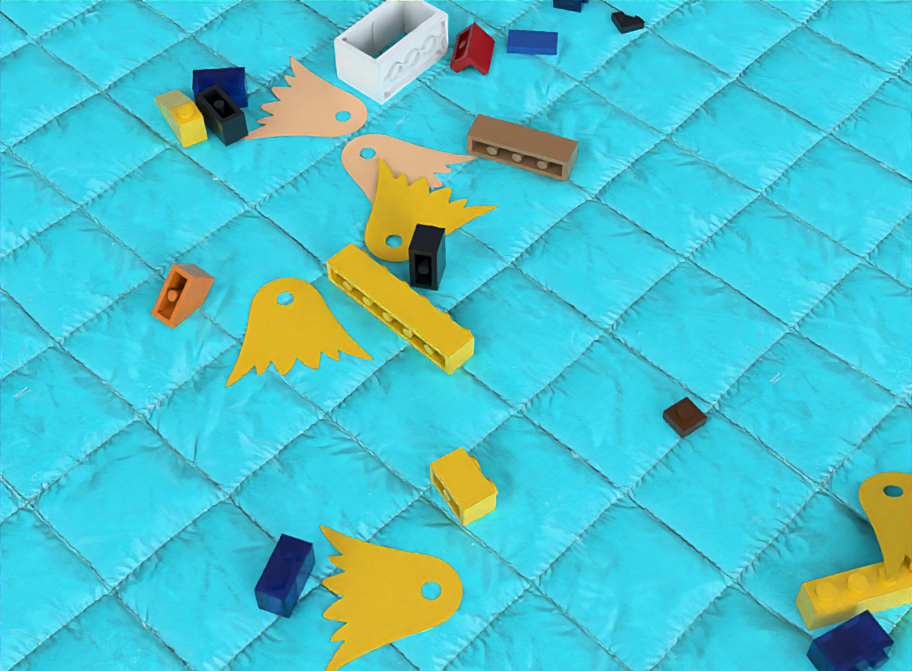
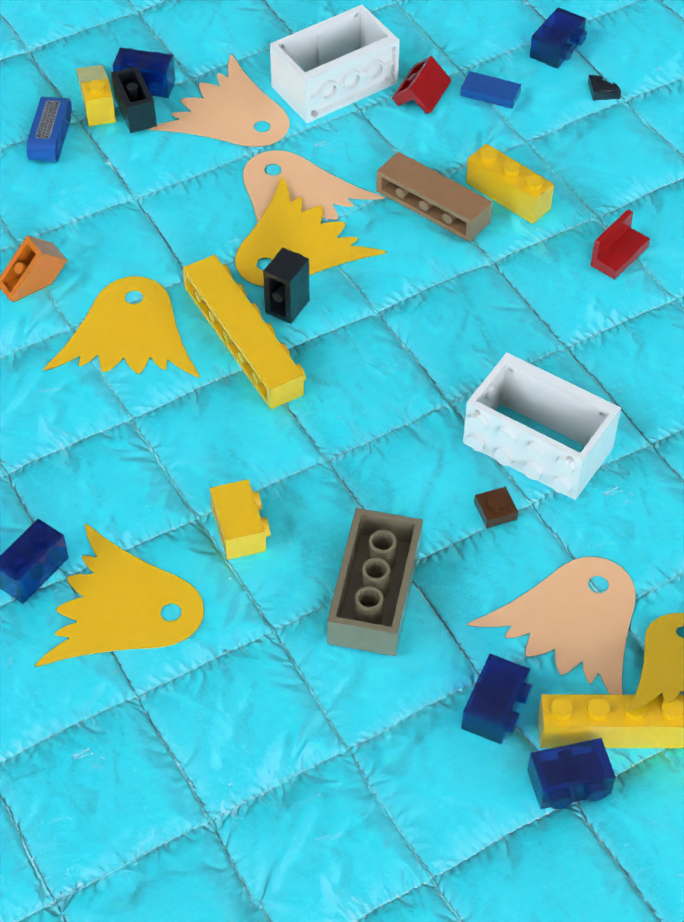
camera: 15 degrees right, 0 degrees up
(150, 158) = (49, 129): none -> blue beam
(584, 122) = (509, 183): none -> yellow brick
(612, 515) = (374, 582): none -> dark tan brick
(697, 159) = (618, 246): none -> red panel
(706, 313) = (552, 404): none -> white hose
(759, 596) = (496, 699): none -> clear blue brick
(791, 504) = (574, 619): none -> light nougat piece

